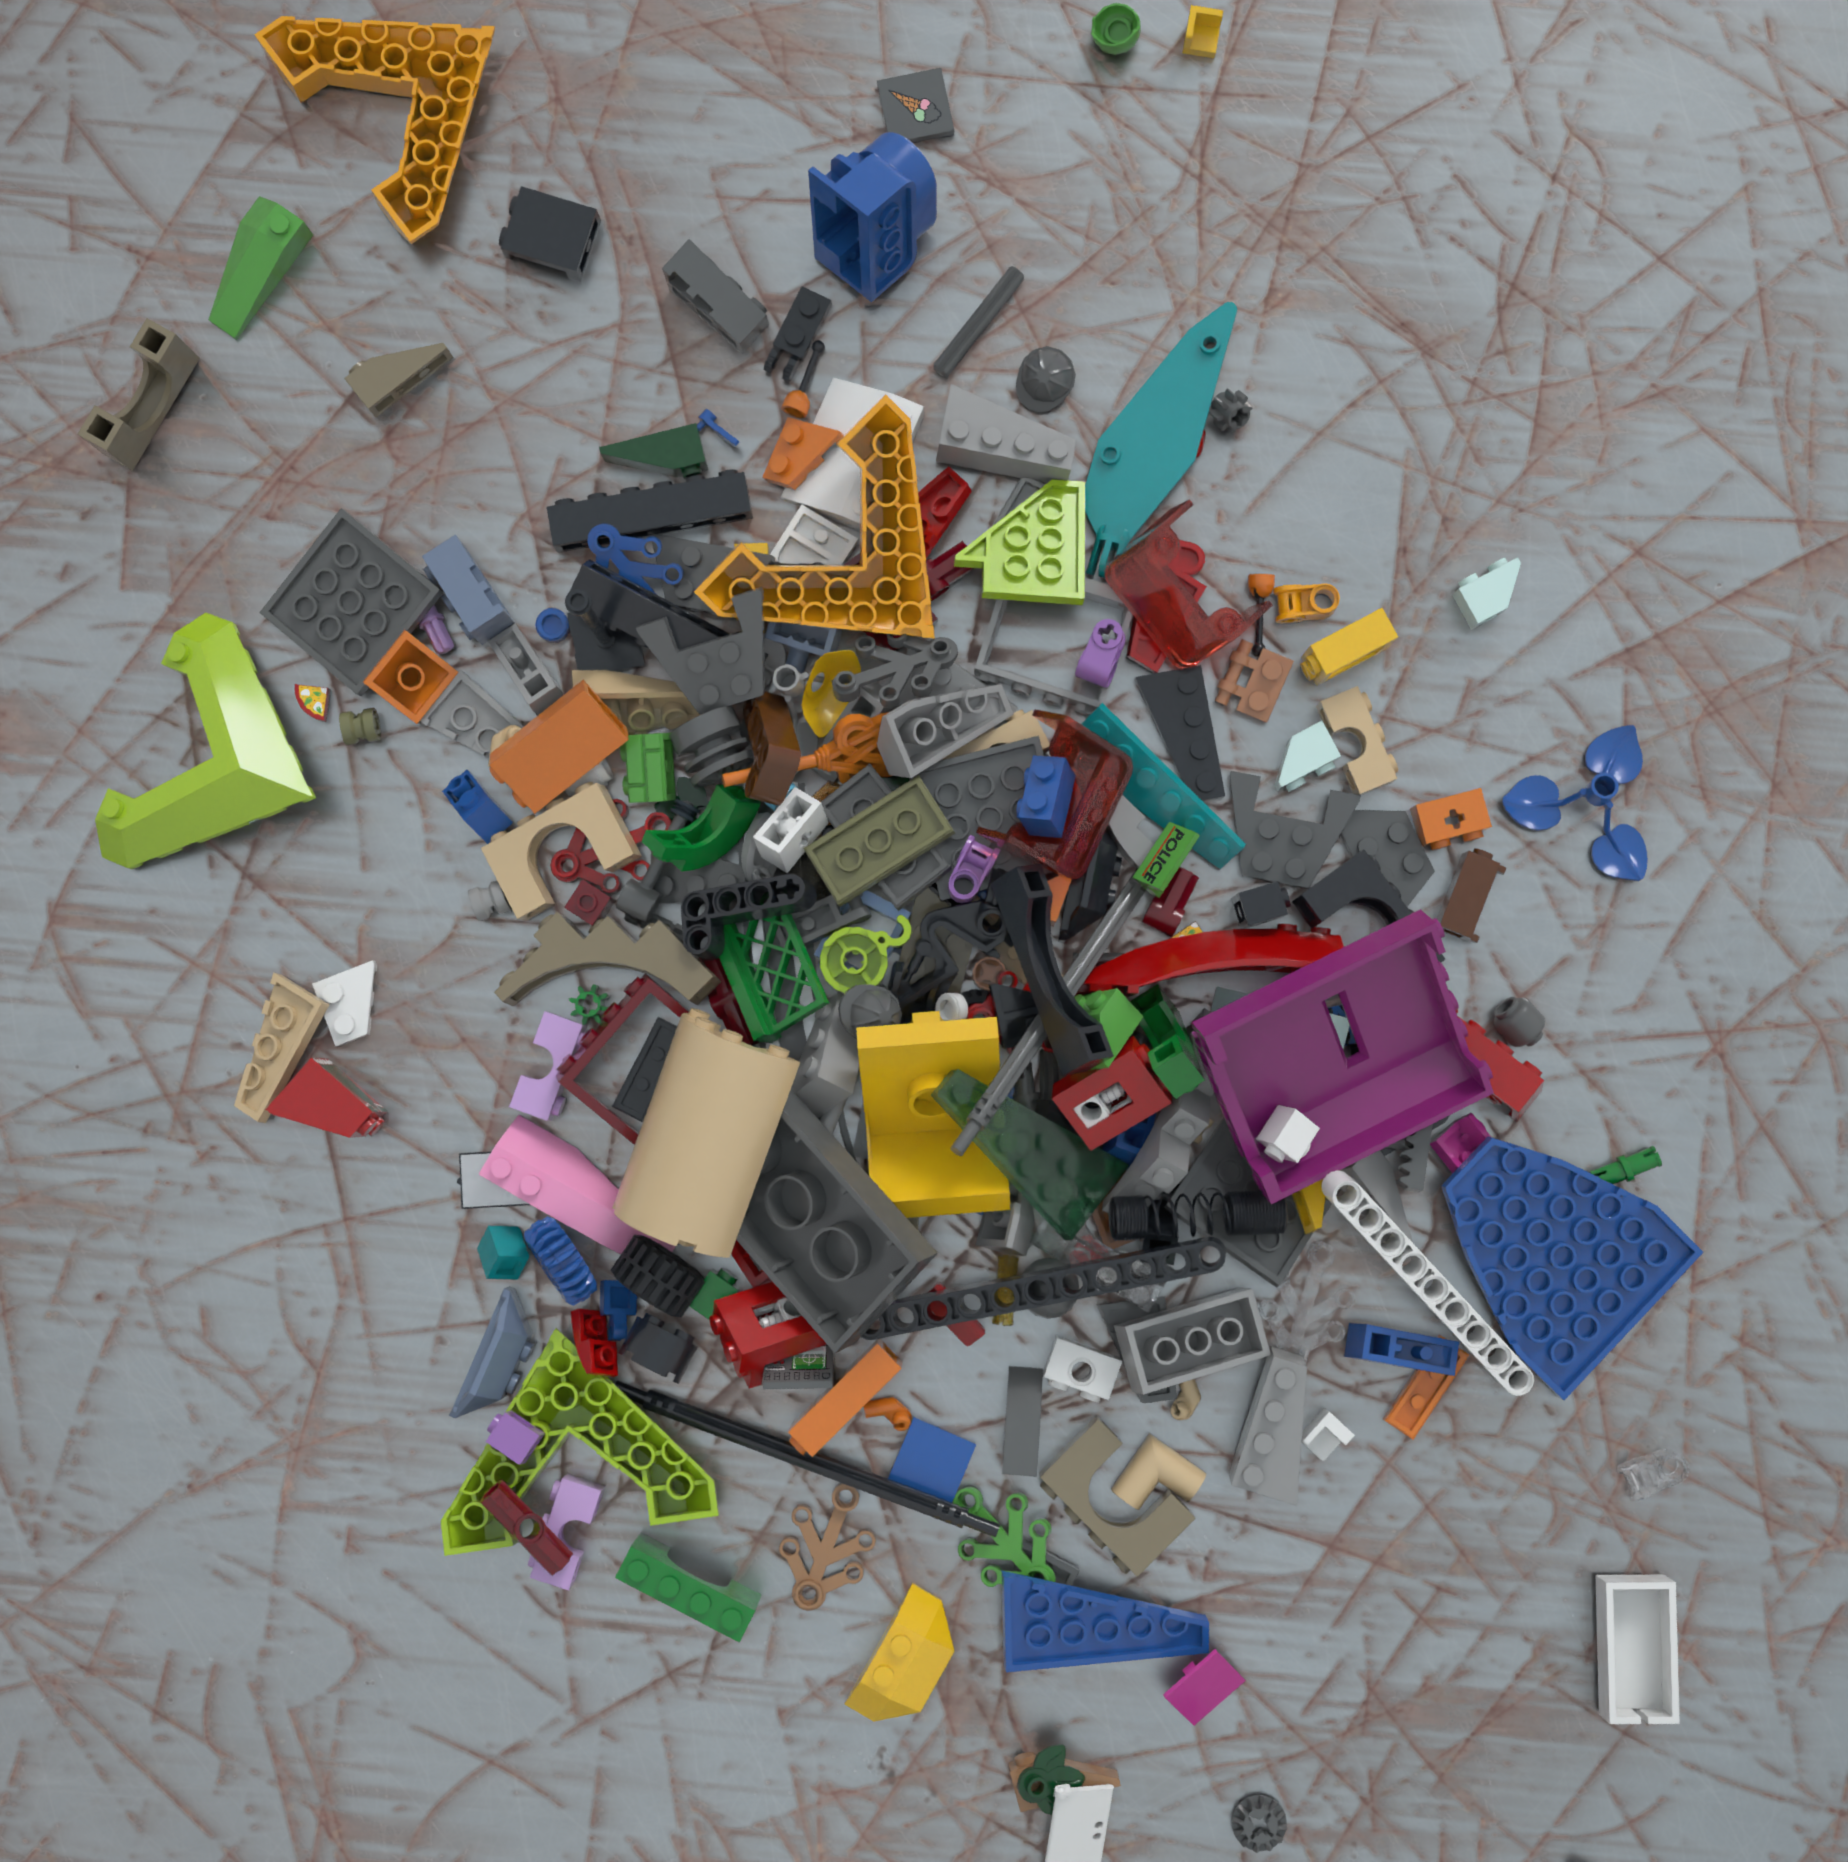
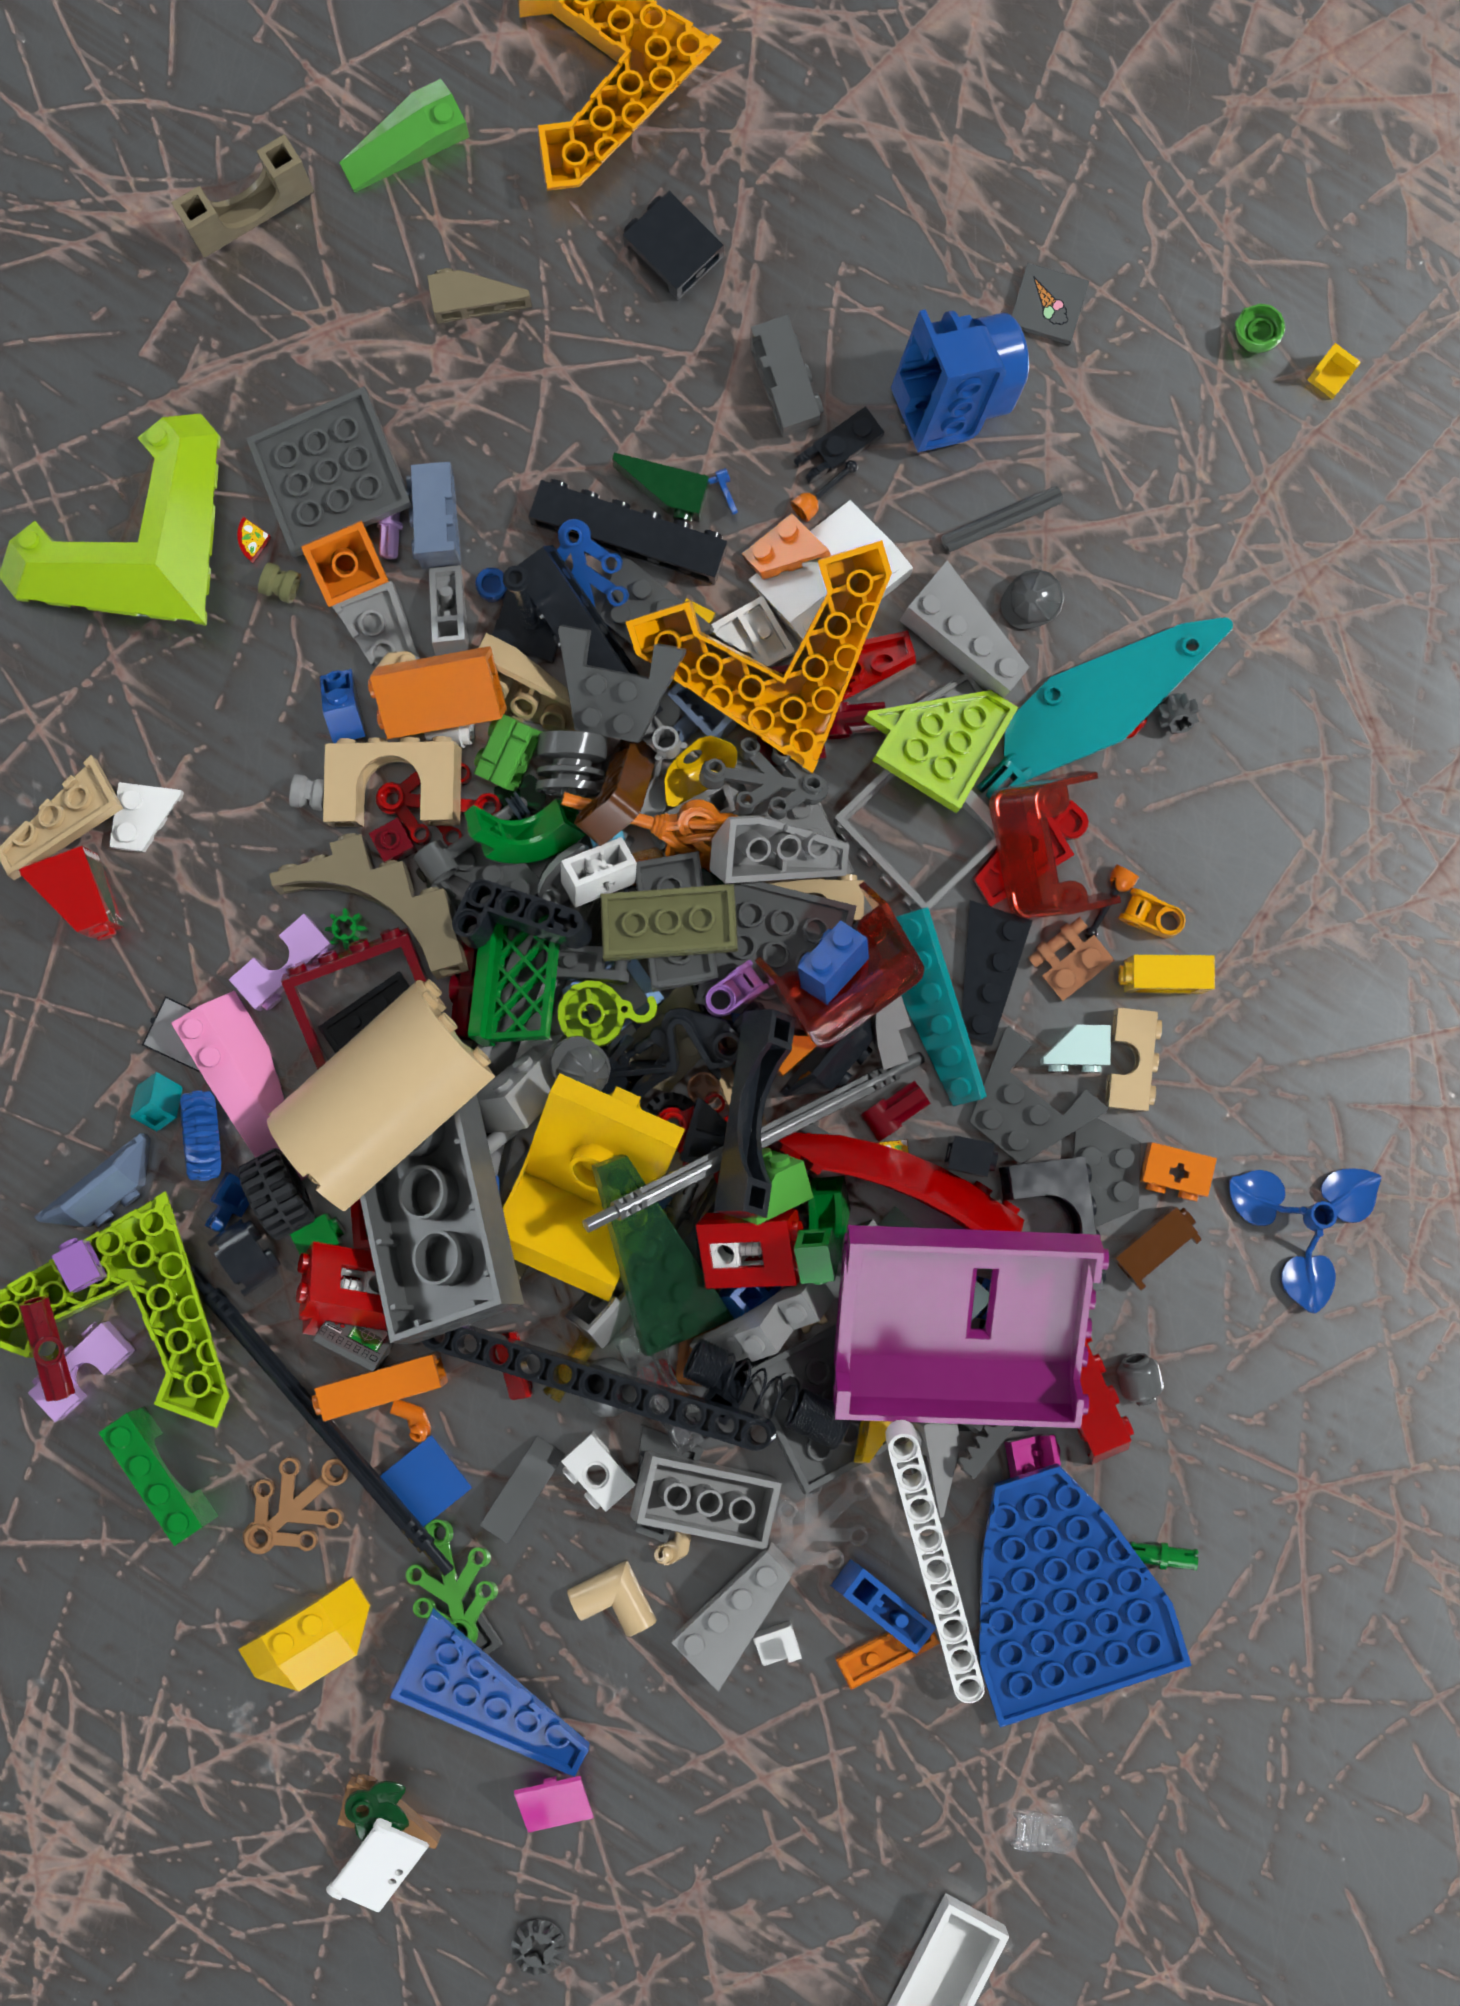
camera: 20 degrees right, 0 degrees up
(591, 1342) = (188, 1224): red slope -> none
(952, 1006) = (654, 1100): white tile -> none
(1101, 659) = (945, 869): medium lavender piece -> none
(1132, 1542) = (561, 1646): dark tan arch -> none
(1165, 858) = (909, 1071): bright green panel -> none
(1287, 1134) = (882, 1367): white brick -> none
(1488, 595) = (1316, 994): light aqua slope -> none

